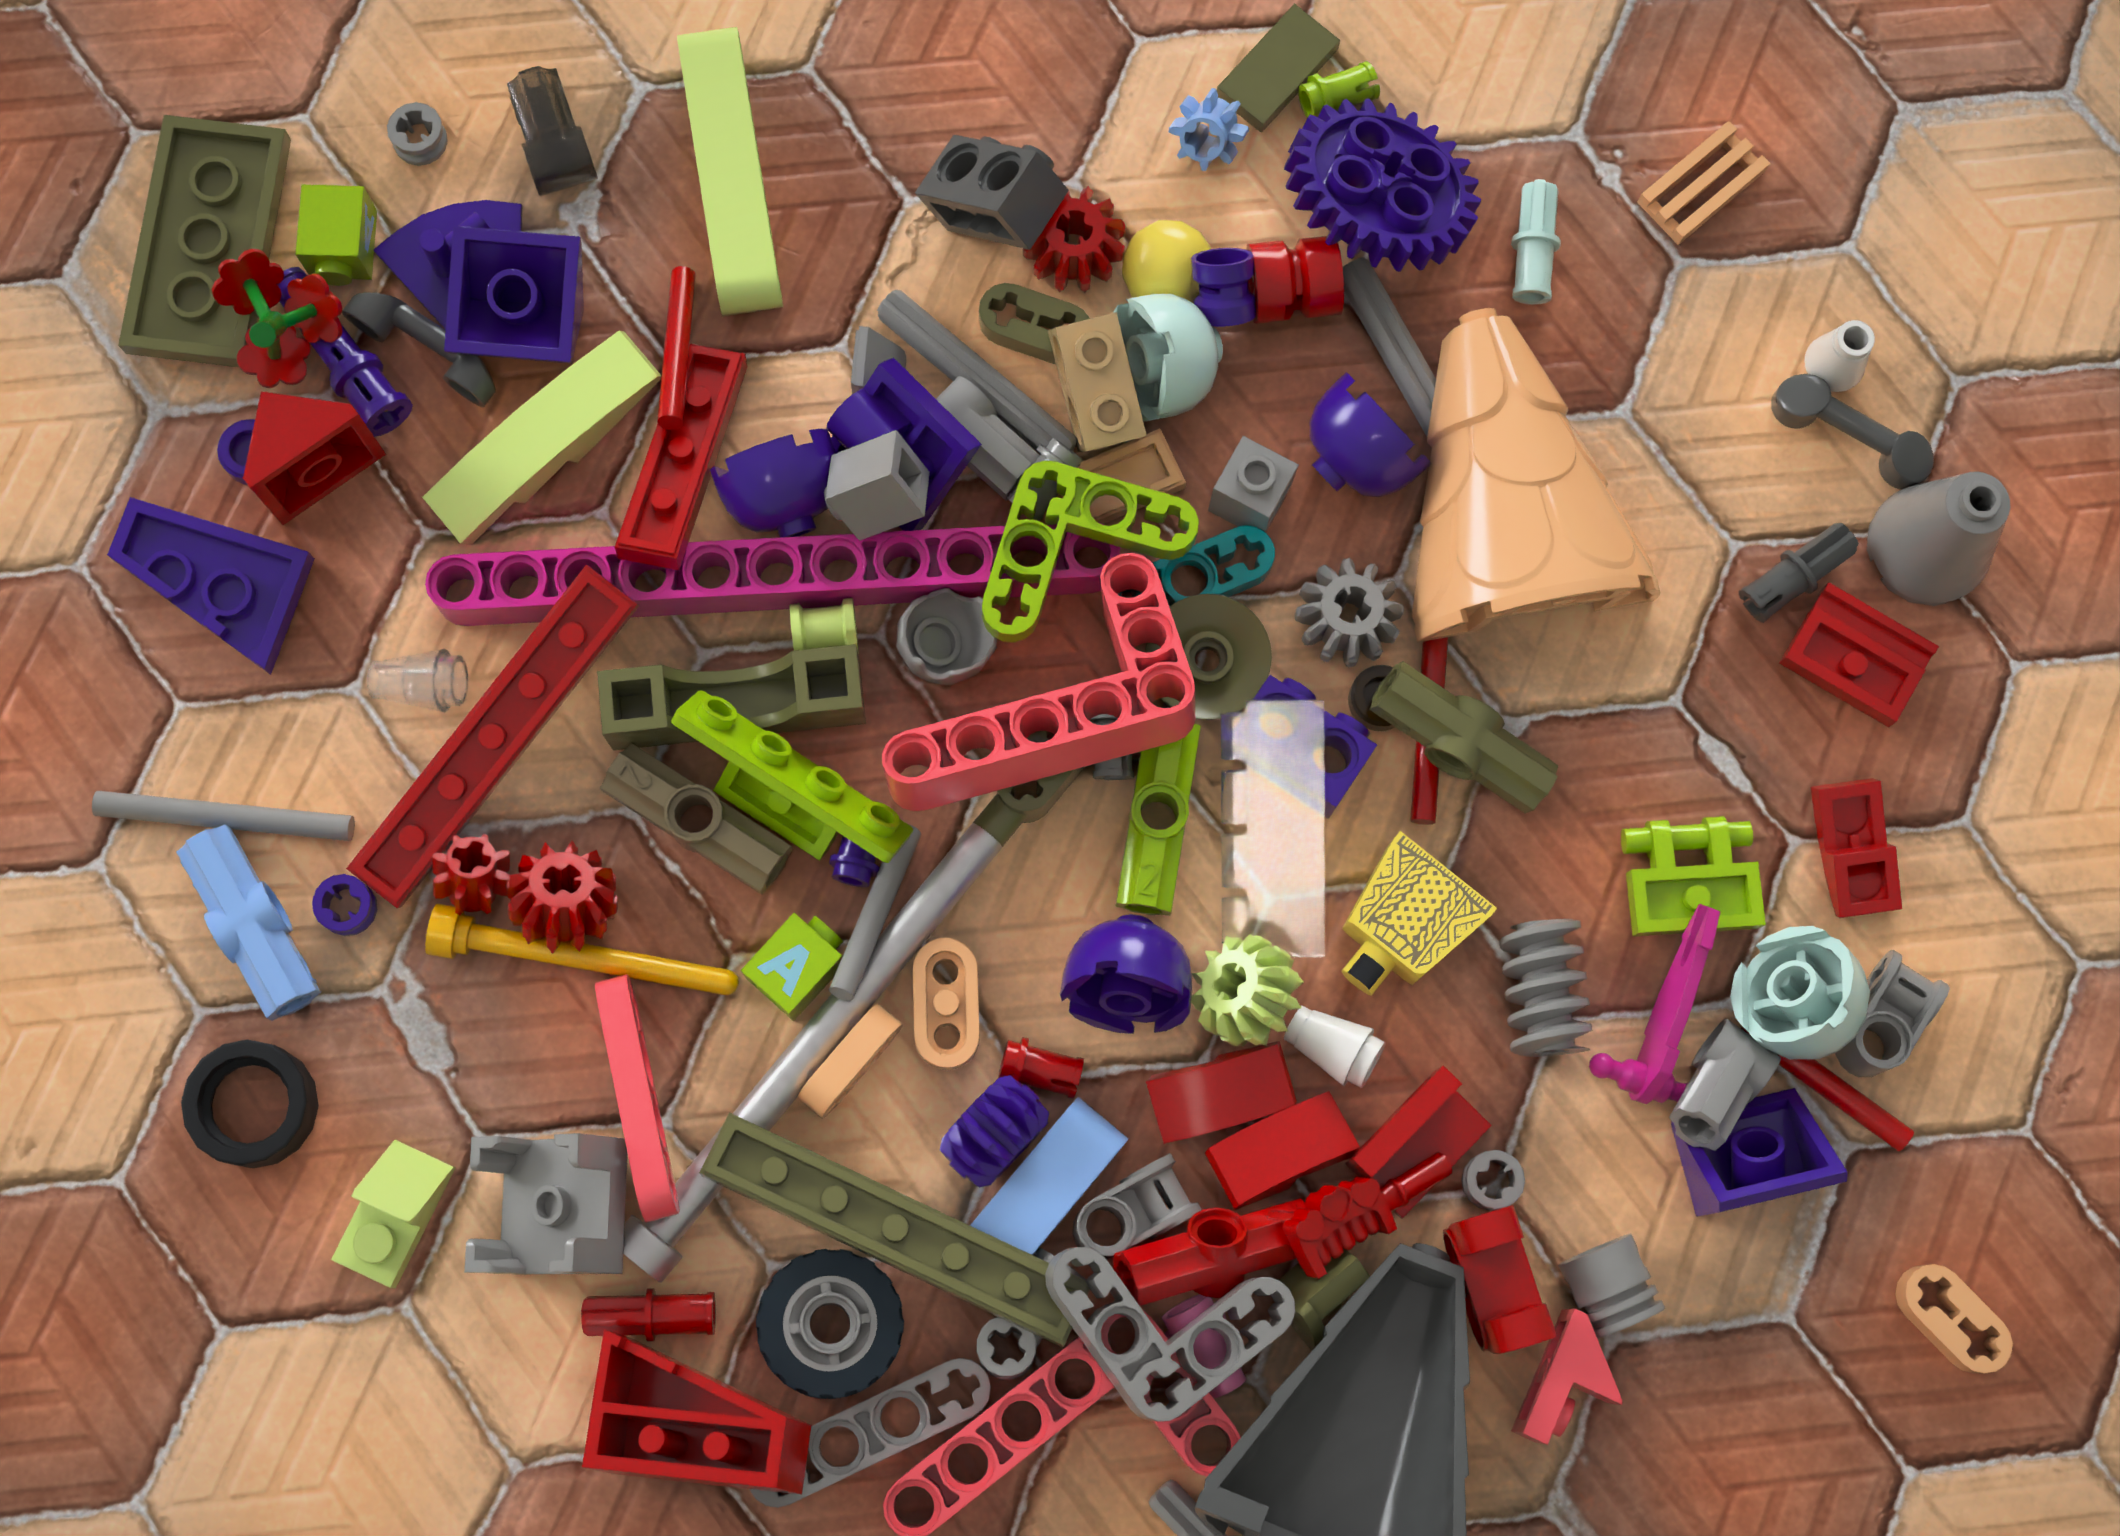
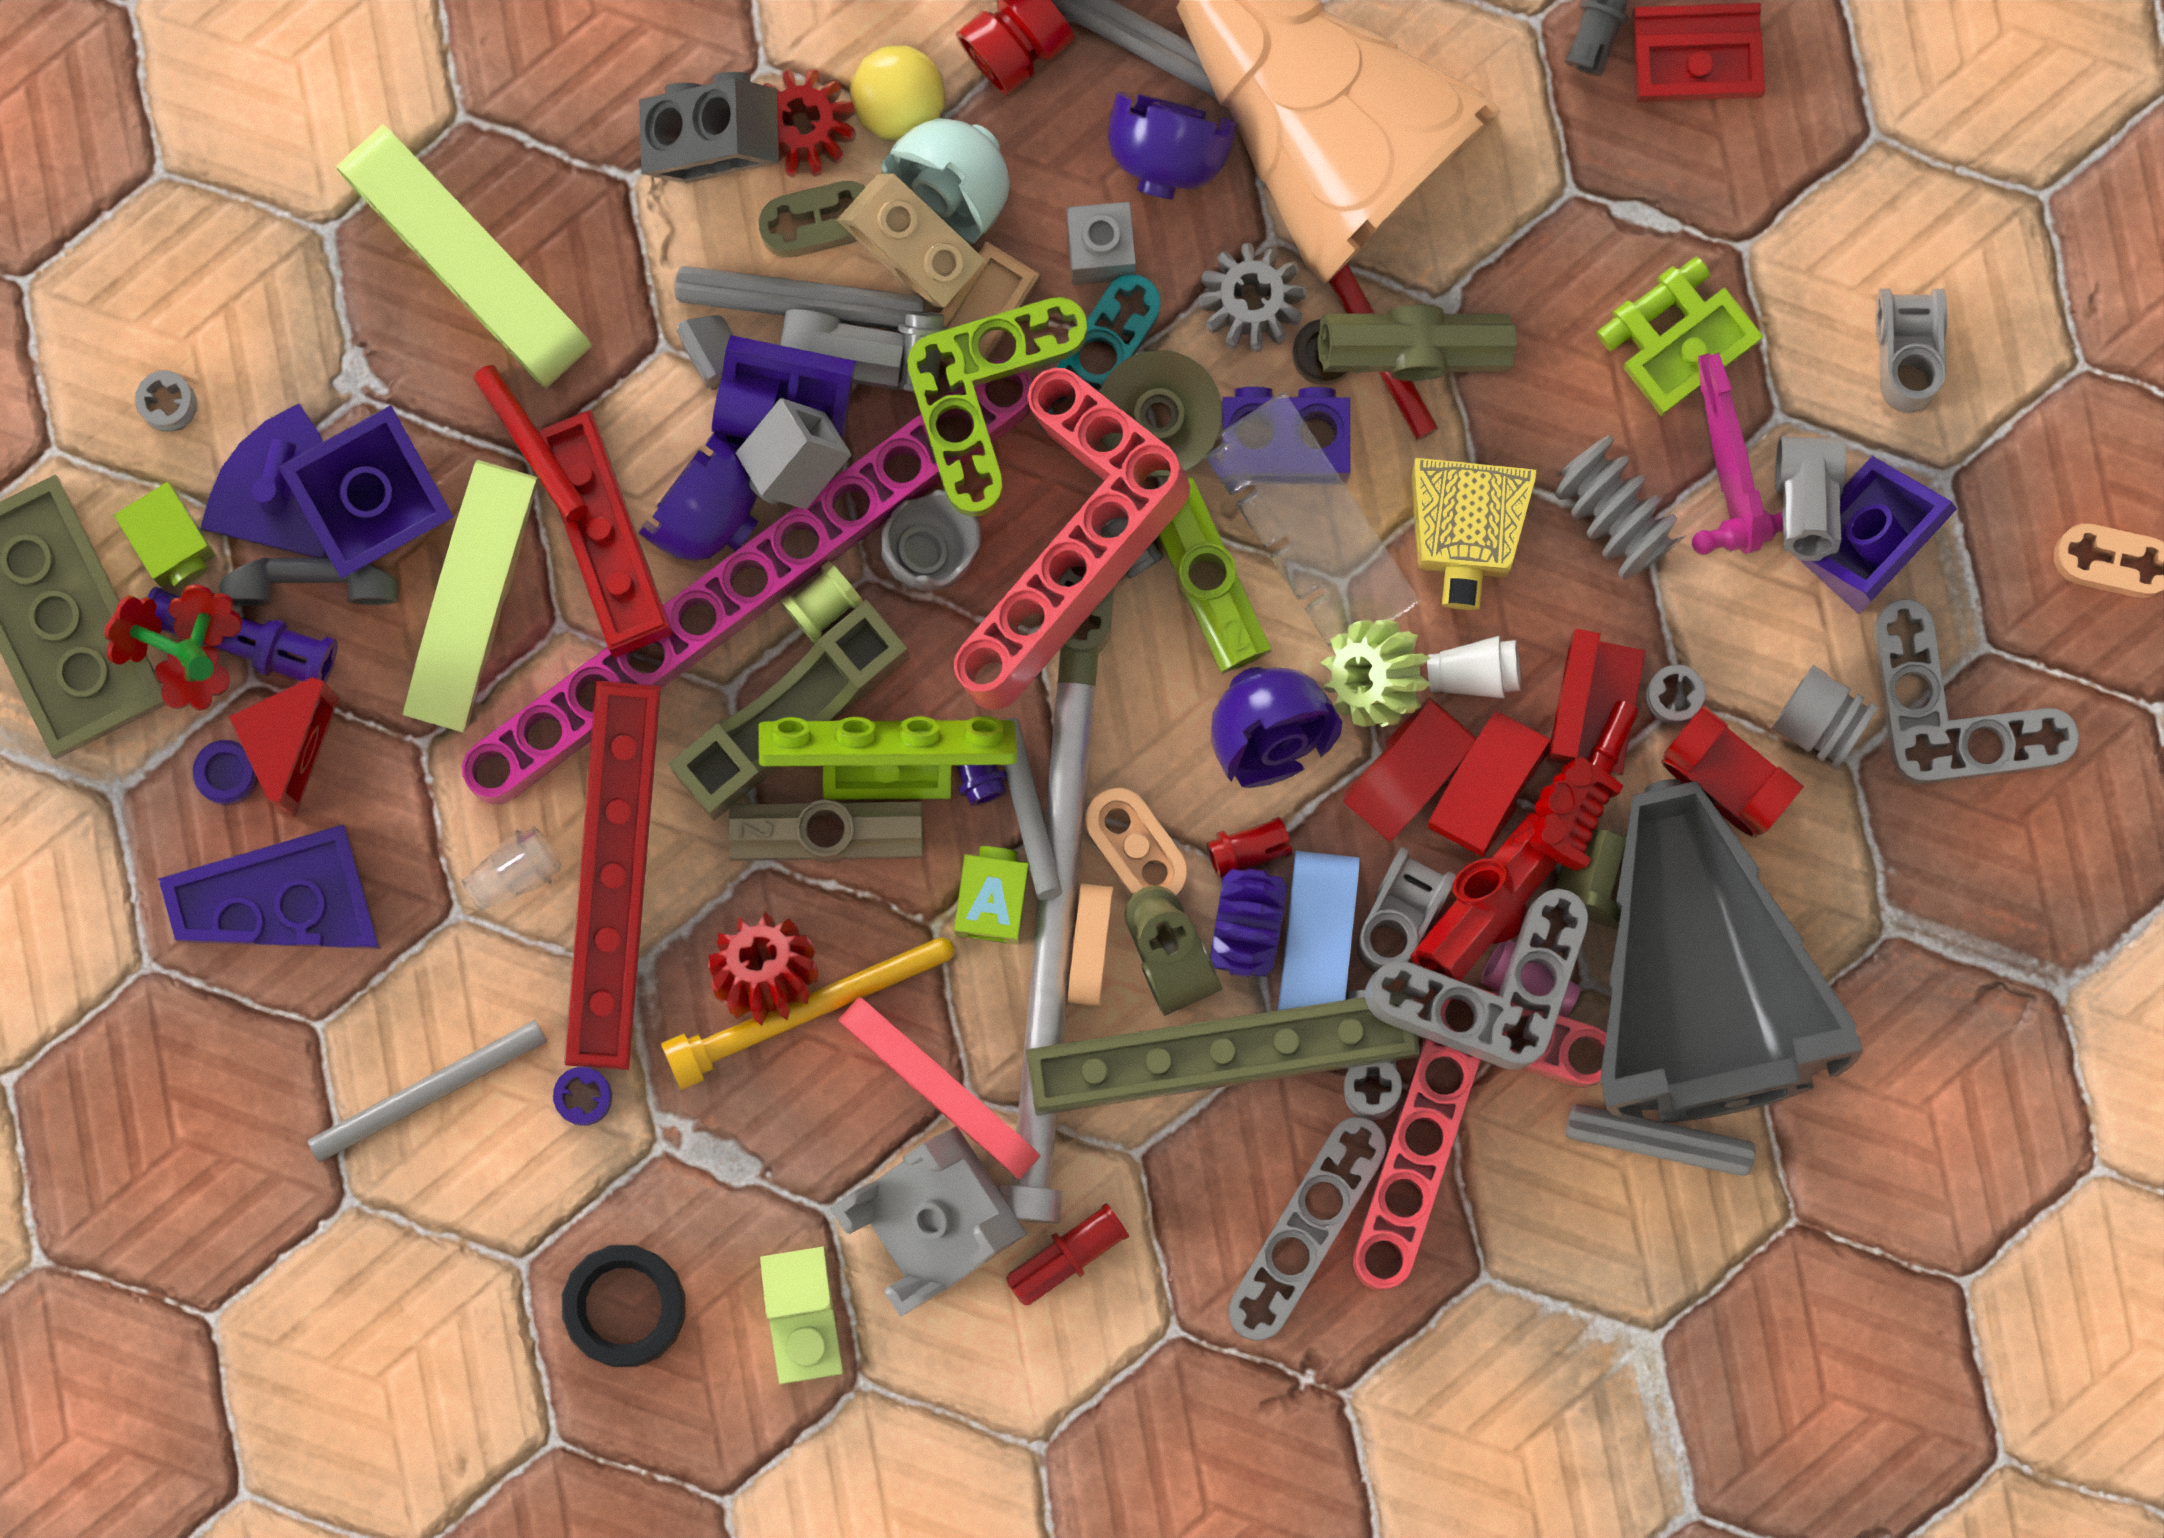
camera: 30 degrees left, 5 degrees up
(248, 922) = (515, 1162): light blue piece -> none
(471, 874) = (672, 983): red gear -> none
(553, 143) = (297, 334): clear smoke piece -> none
(685, 1426) = (1162, 1317): red wedge -> none
(823, 1280) = (1227, 1125): black wheel -> none
(913, 1114) = (1171, 954): none -> olive piece
(1224, 285) = (961, 83): dark purple wheel -> none
(1567, 1362) = (1828, 799): coral slope -> none
(1704, 1352) = (1932, 720): none -> light grey beam
(1801, 994) = (1827, 377): light aqua cylinder -> none
(1849, 1100) = (1898, 434): red bar -> none
(1854, 848) = (1798, 220): red slope -> none

